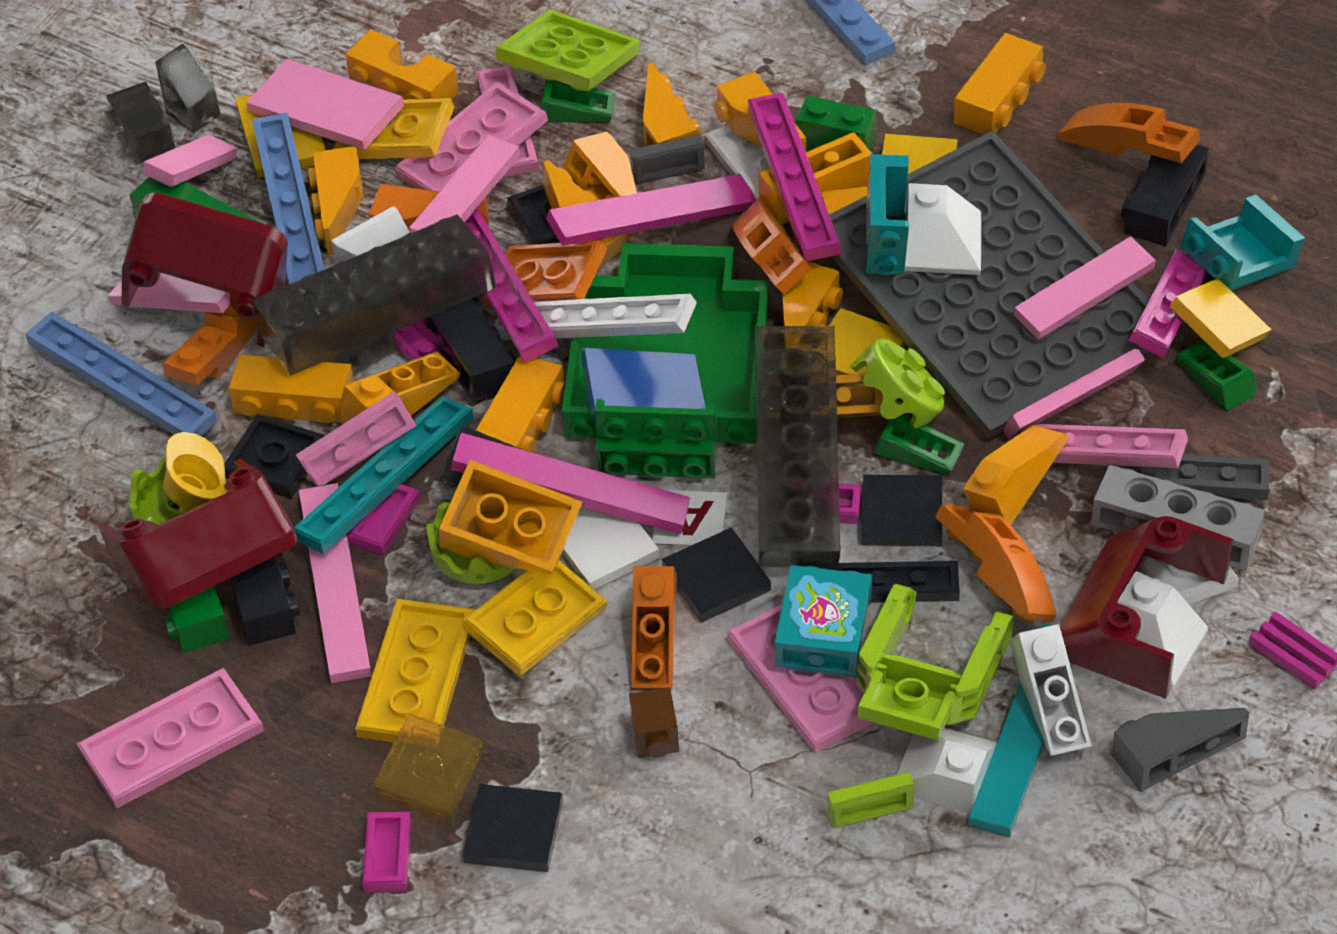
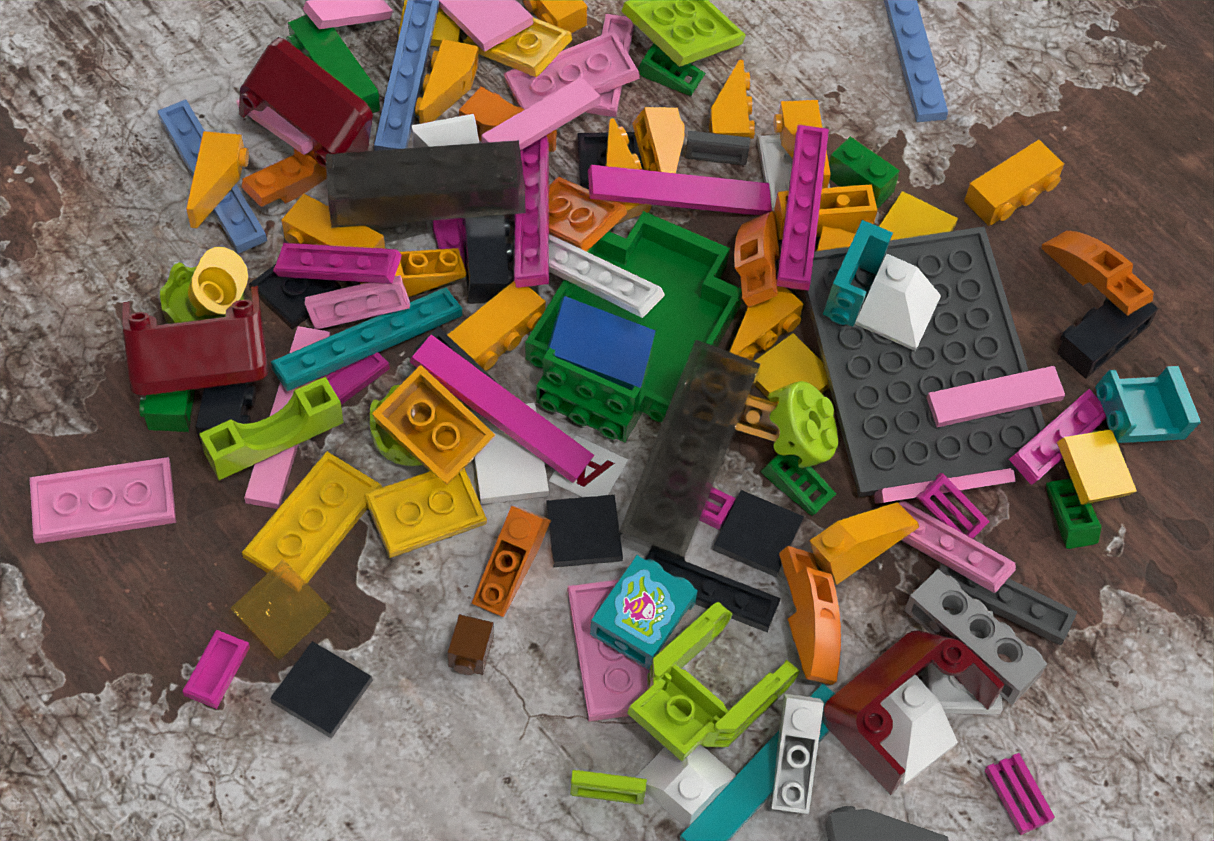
camera: 15 degrees right, 10 degrees up
(131, 365) = (215, 173): none -> light orange slope
(316, 406) = (337, 263): none -> dark pink tile
(362, 563) = (307, 414): none -> lime arch
(1064, 396) = (933, 489): none -> dark pink tile

